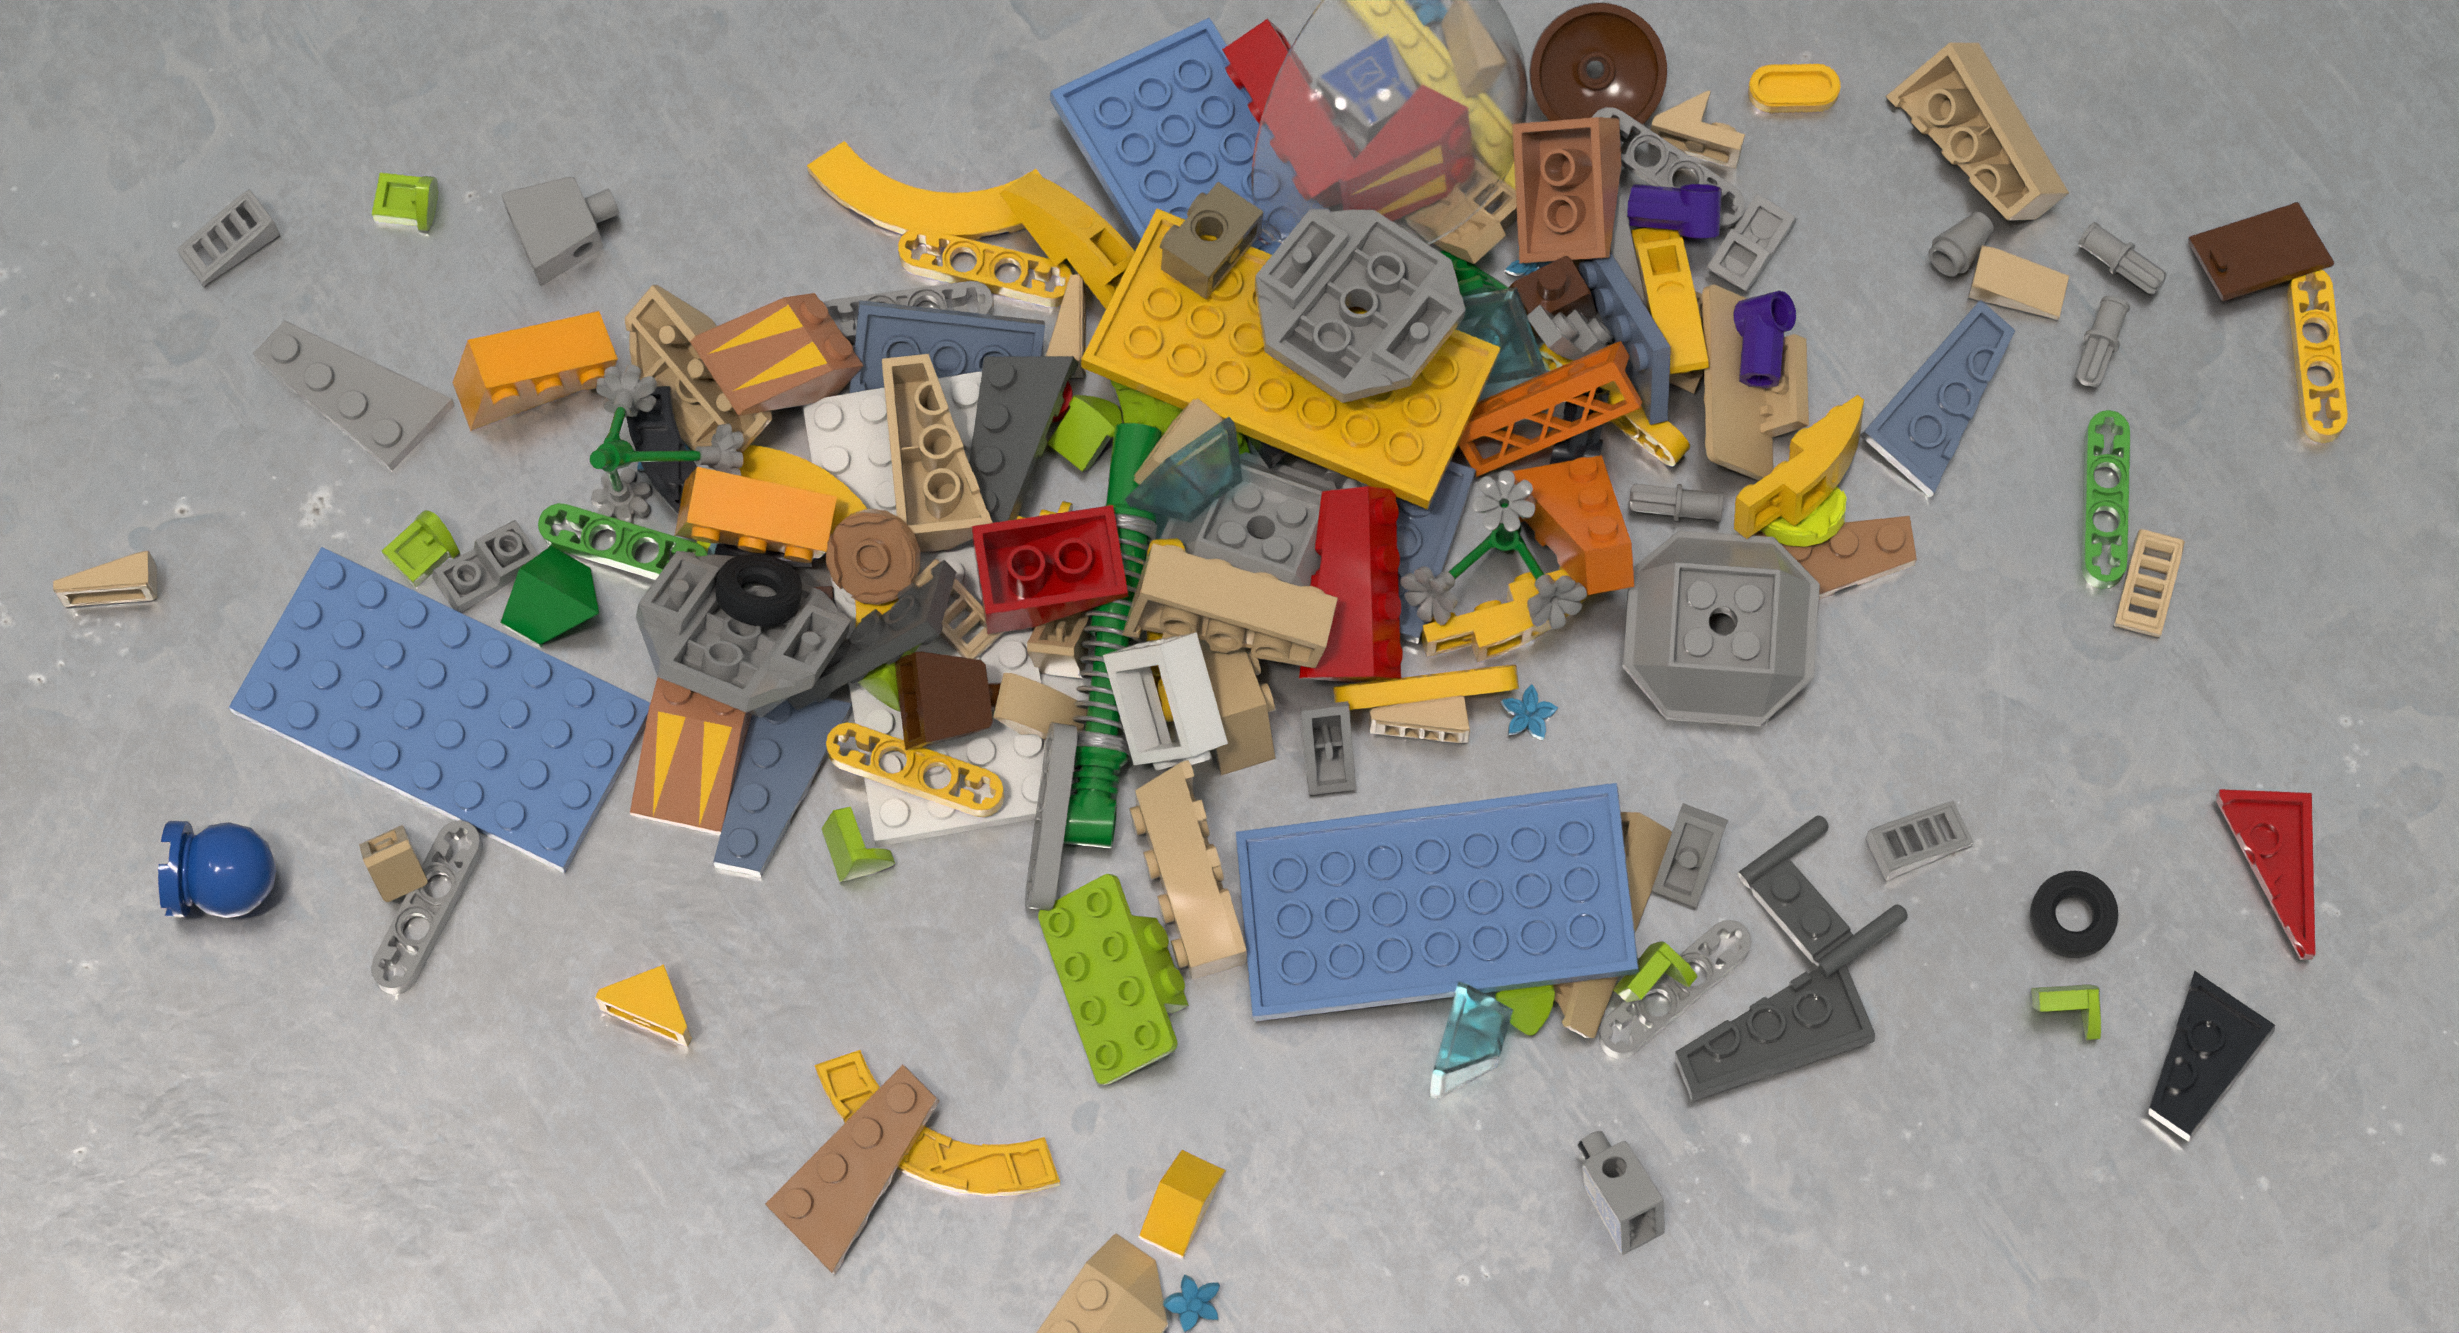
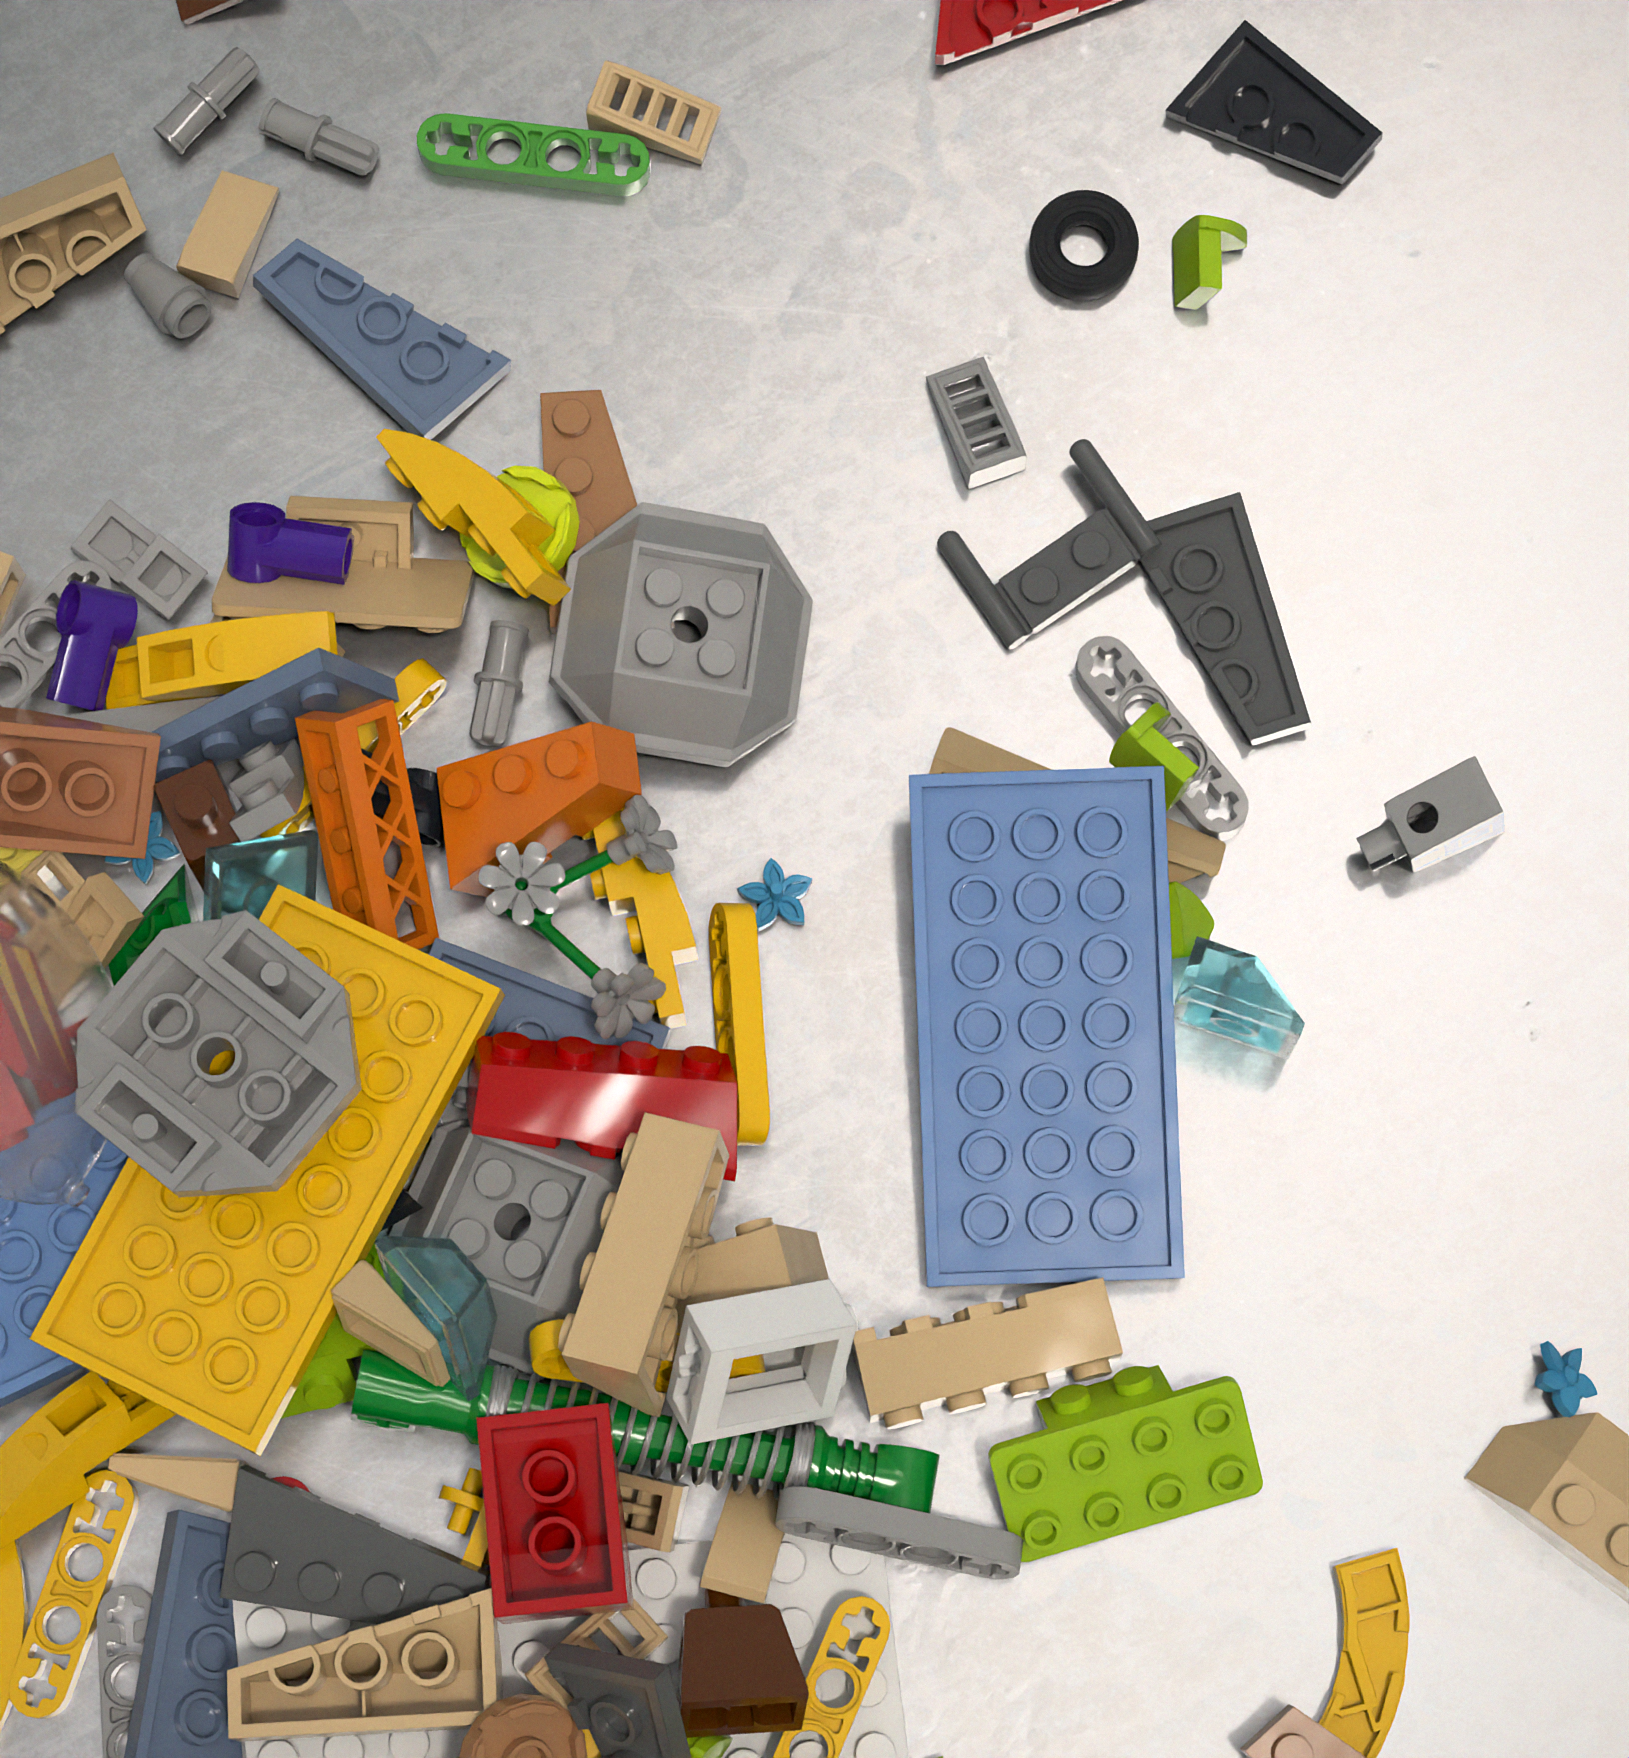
camera: 85 degrees left, 5 degrees up
(1085, 430) = (333, 1459): lime tile -> none
(1181, 1203) = (1427, 1385): yellow slope -> none
(1206, 263) = (67, 1232): dark tan brick -> none
(1327, 748) = (819, 1157): light grey slope -> none
(1429, 719) = (785, 1010): tan slope -> none
(1689, 855) = (989, 701): light grey slope -> none

